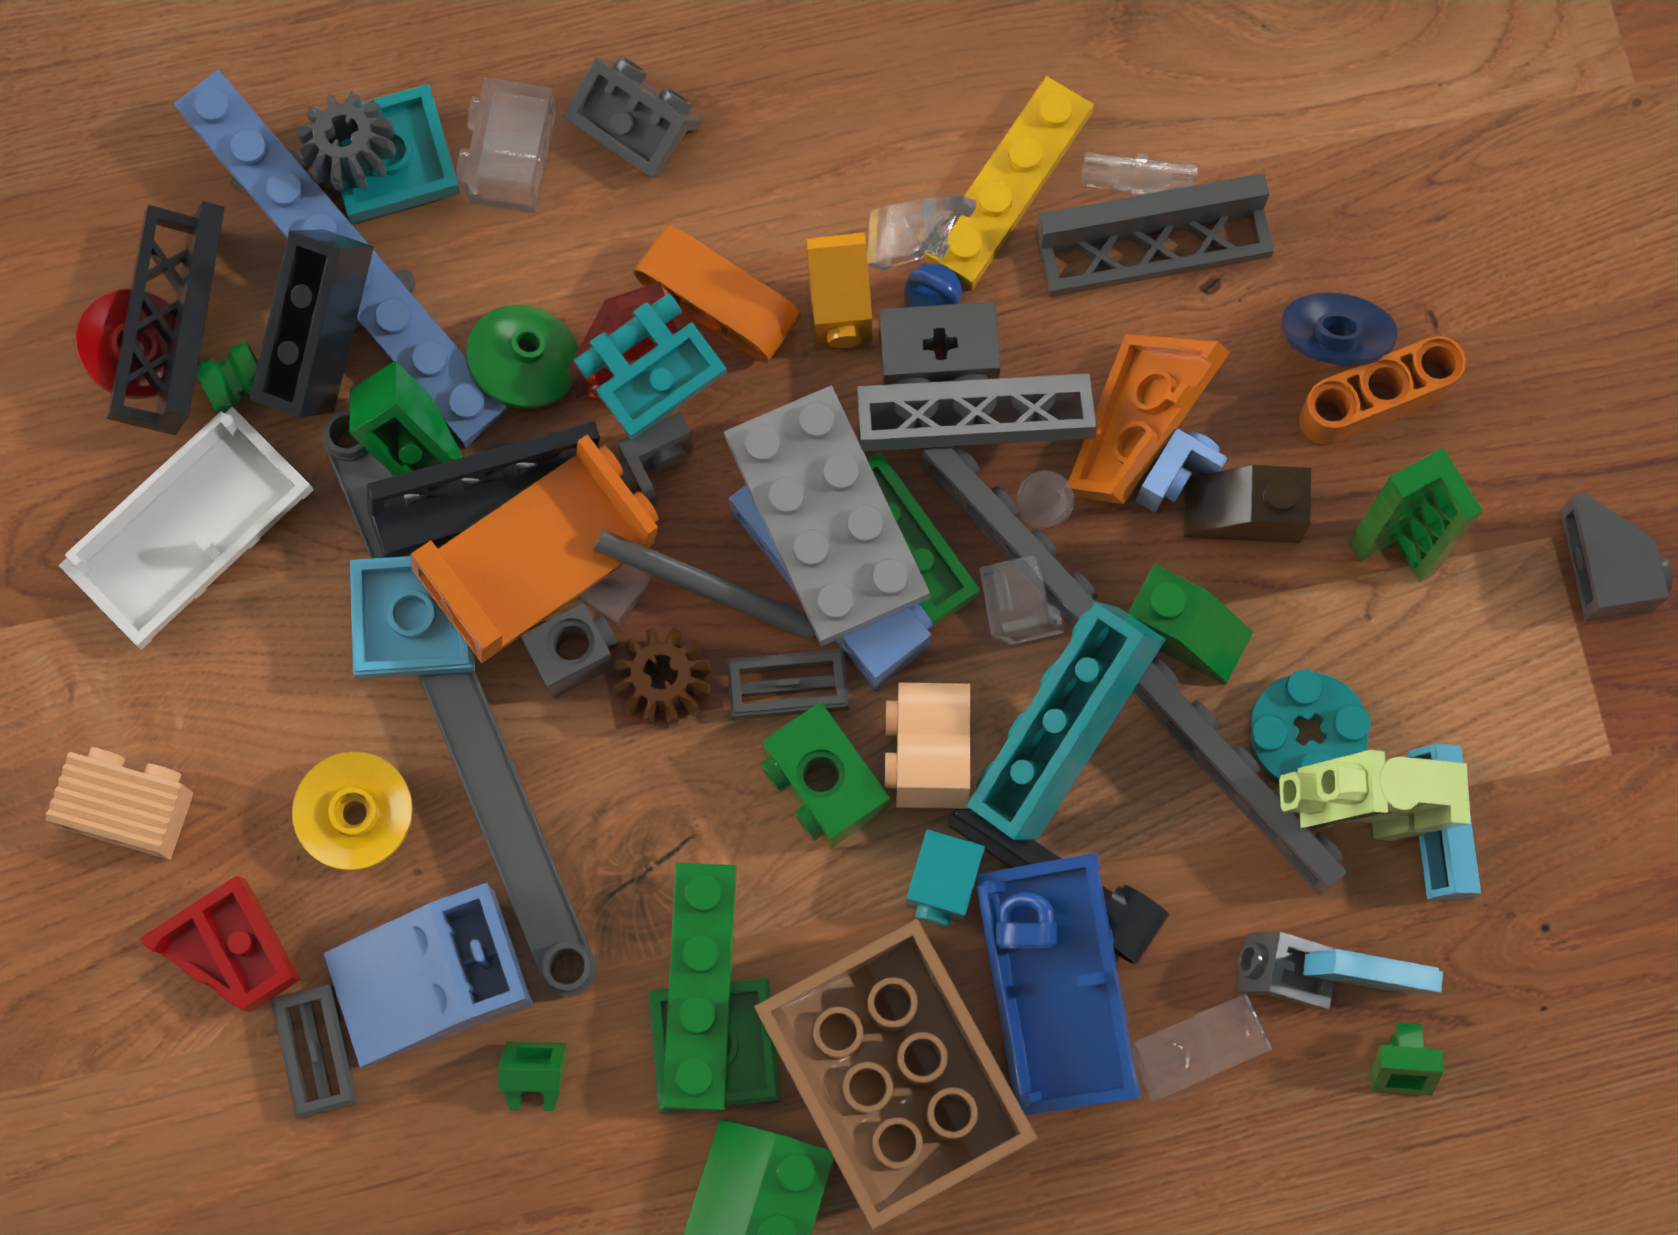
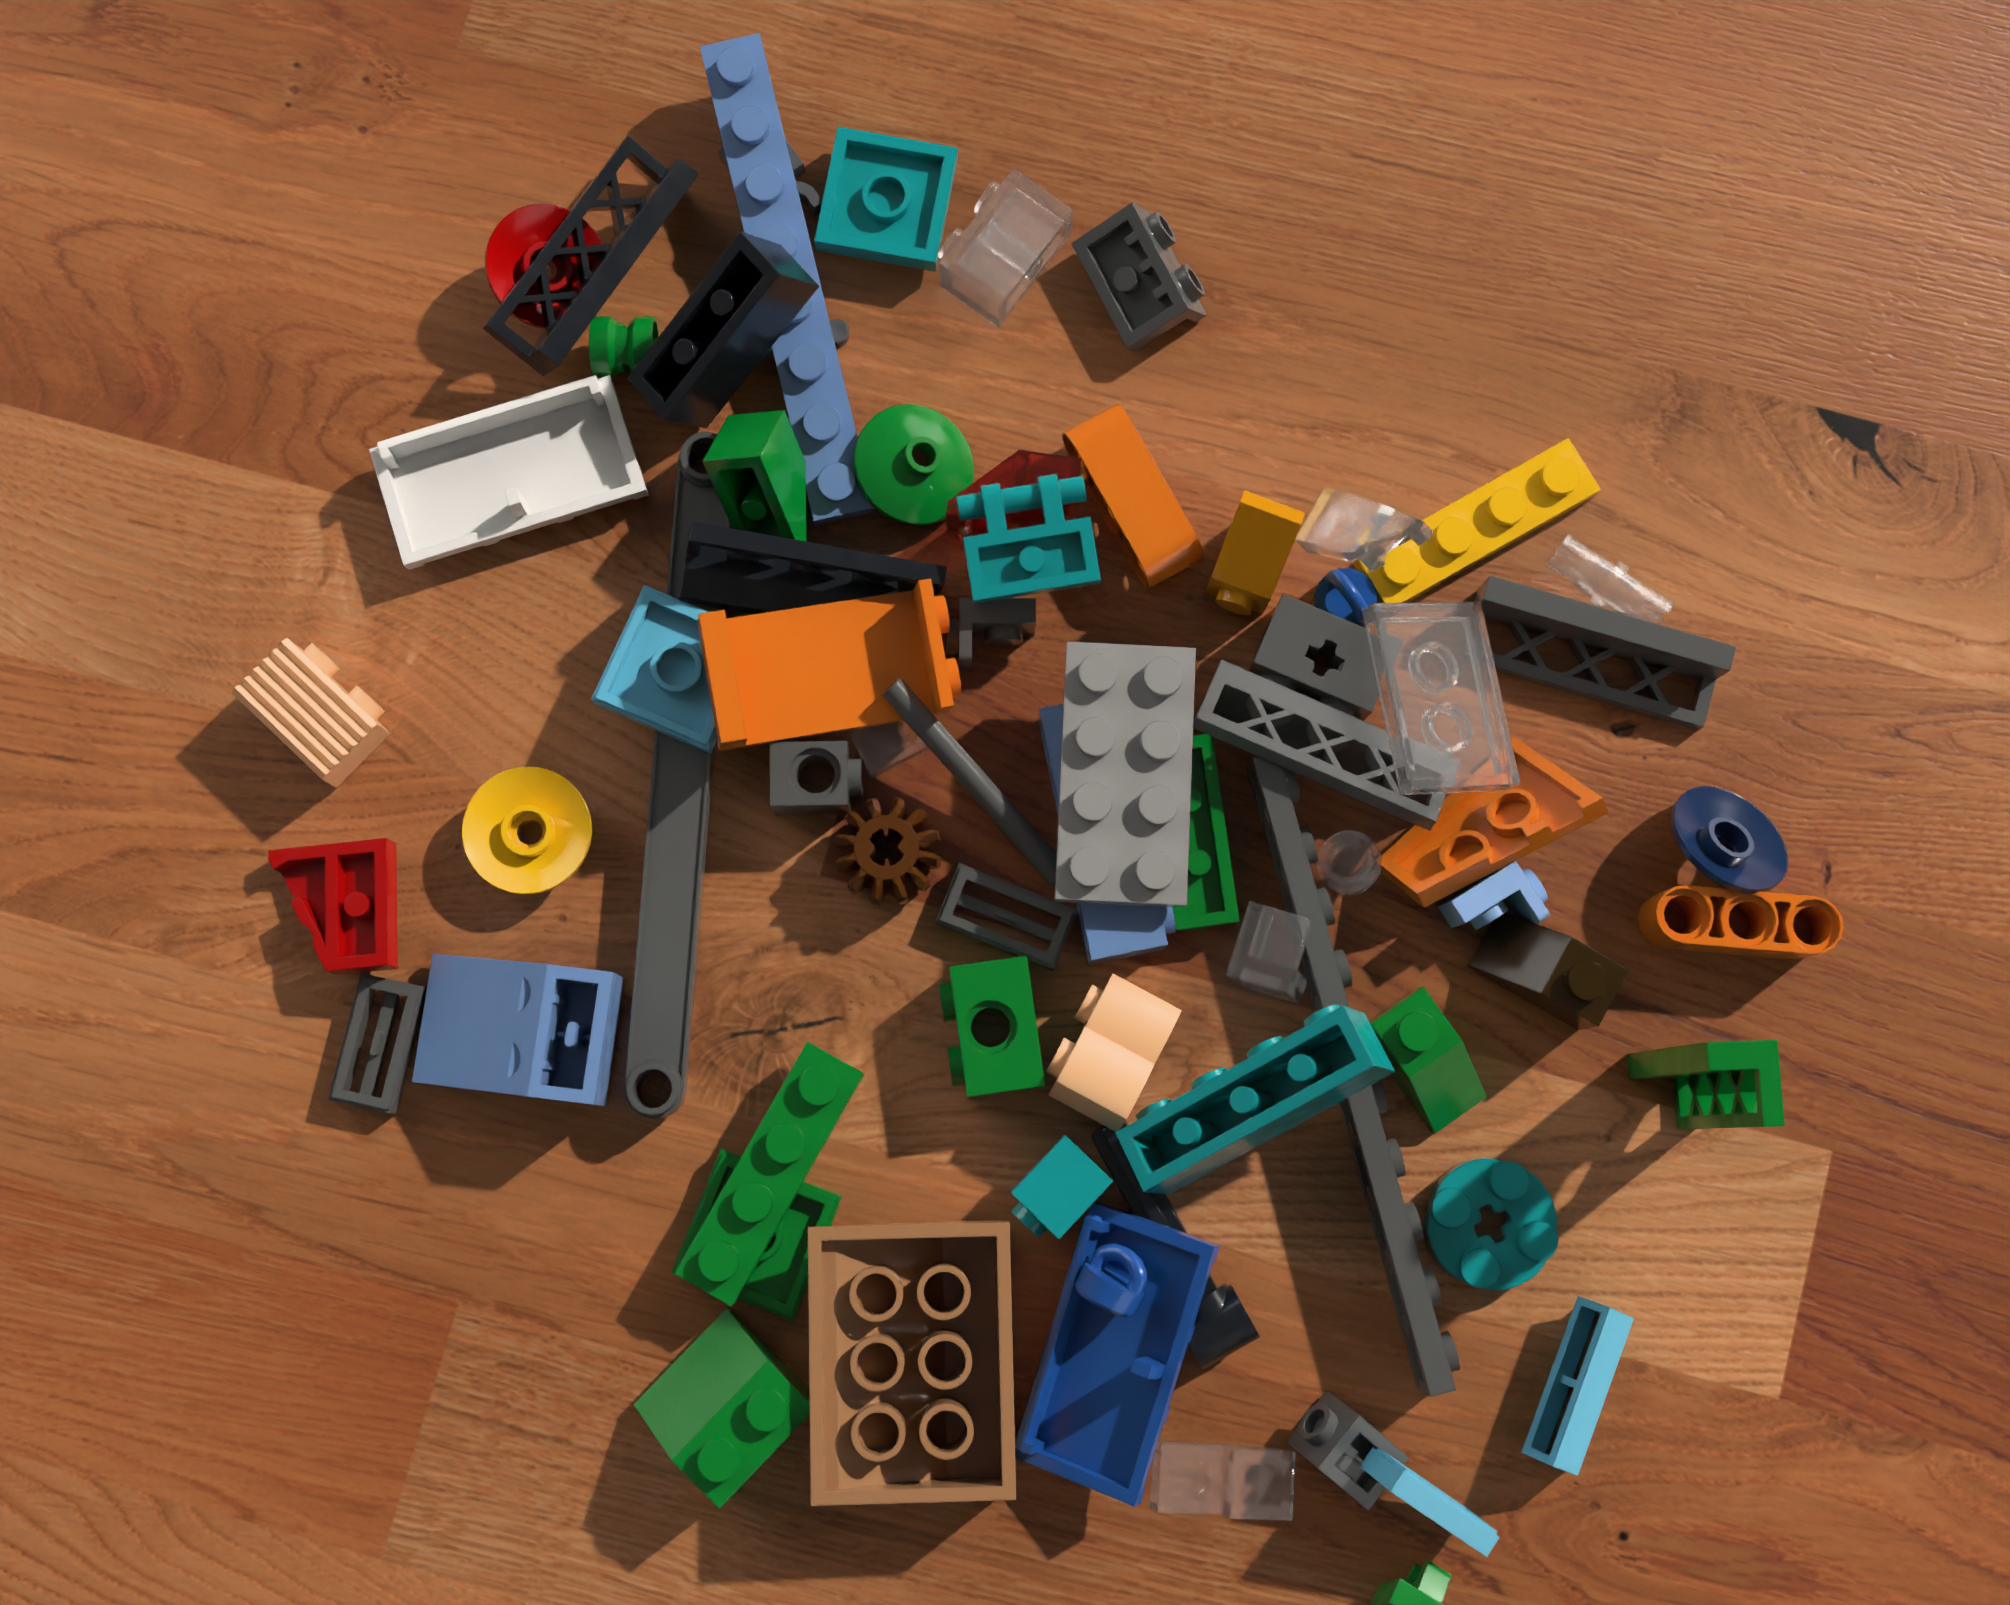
camera: 20 degrees right, 5 degrees up
(339, 122) = (824, 163): dark grey gear -> none
(532, 1069) = (572, 1170): green tile -> none
(1049, 328) = (1440, 698): none -> clear tile
(1394, 794) = (1527, 1334): yellowish green hips -> none
(1612, 561) = (1882, 1211): dark grey slope -> none

